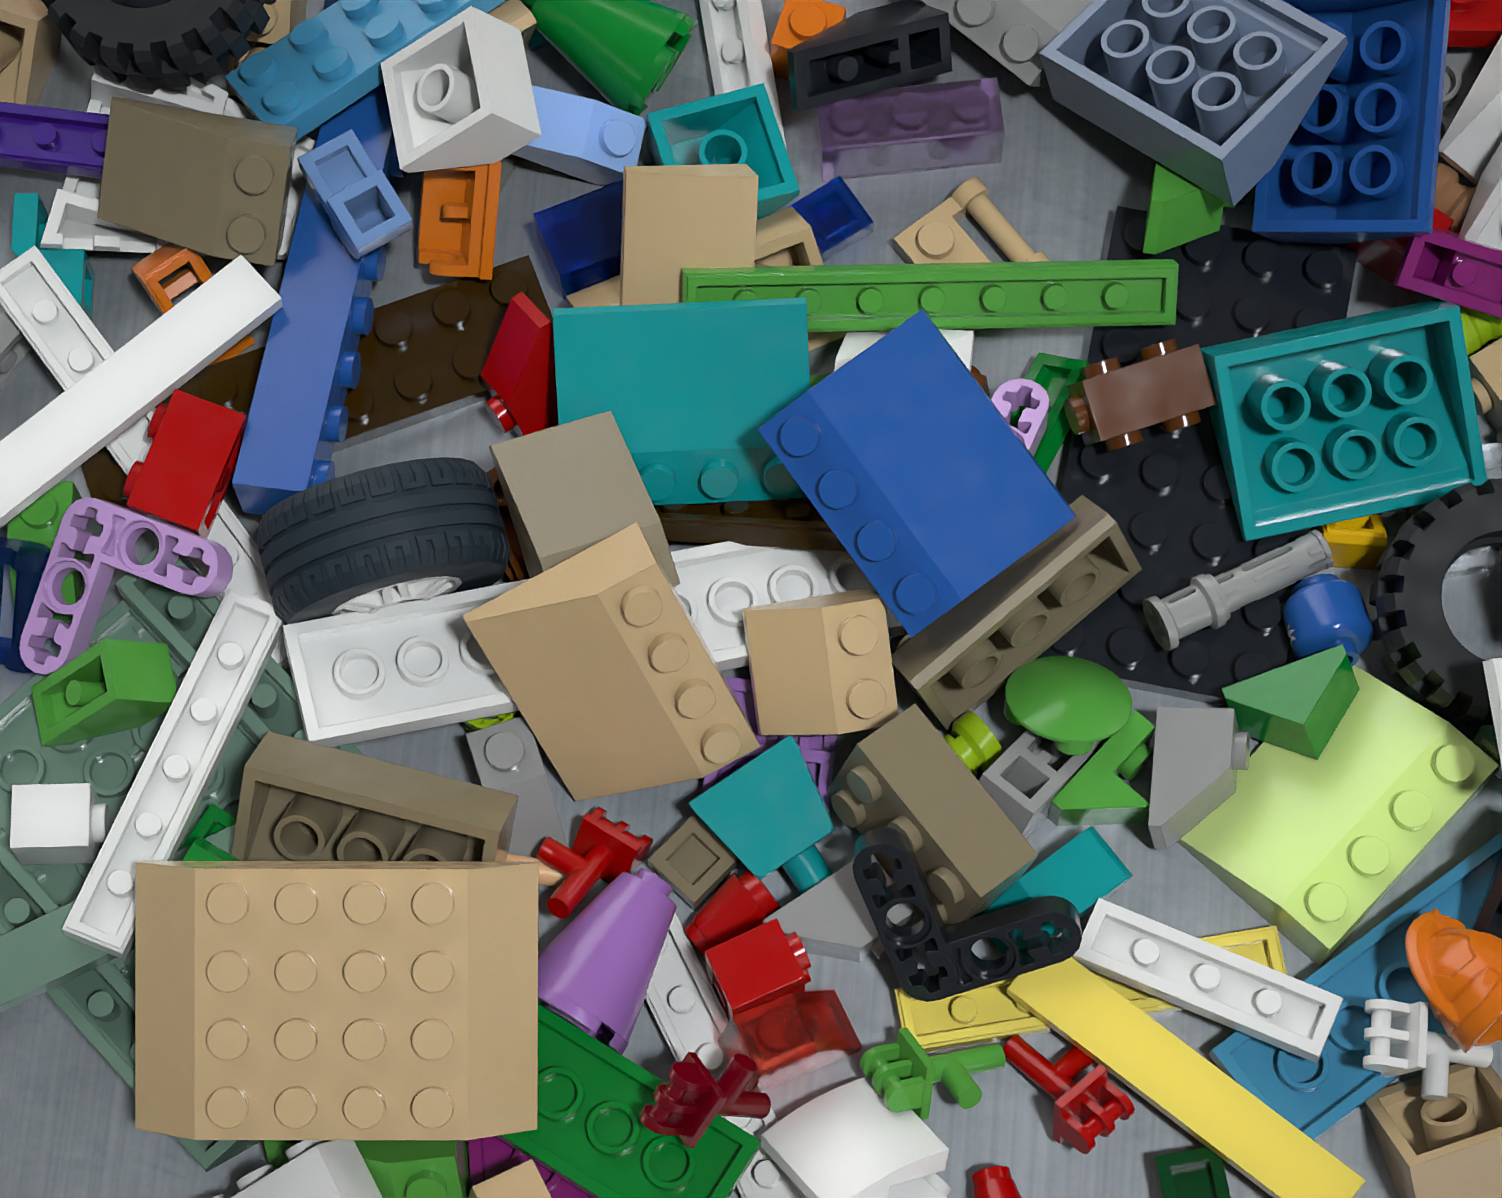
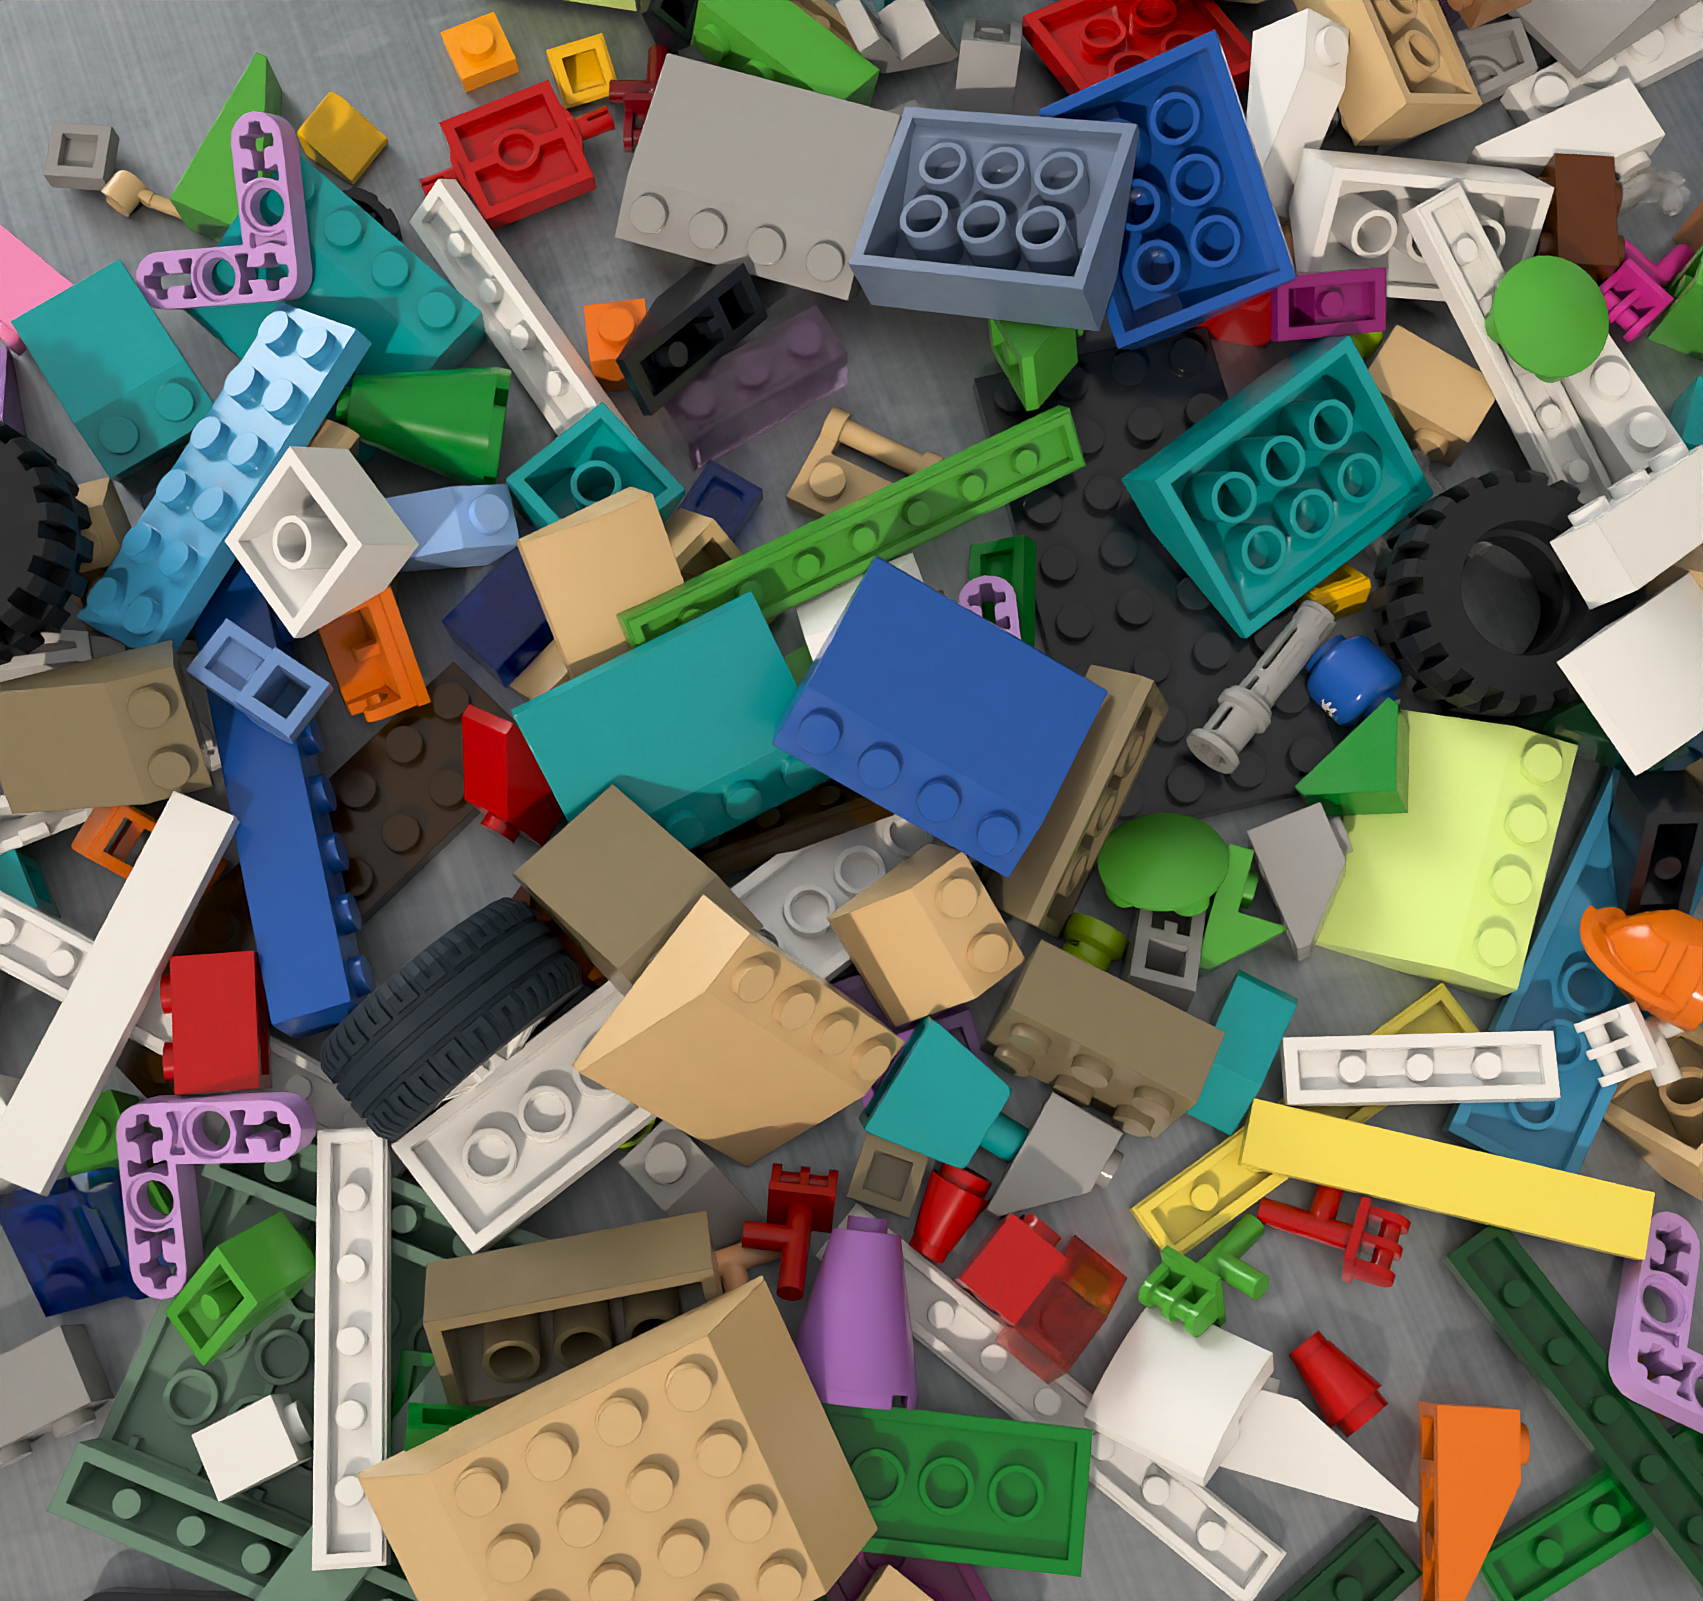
camera: 30 degrees left, 5 degrees up
(694, 1098) = (1018, 1430): dark red arm -> none
(952, 945) = (1175, 1151): black beam -> none
(1120, 401) = (1102, 537): reddish brown brick -> none

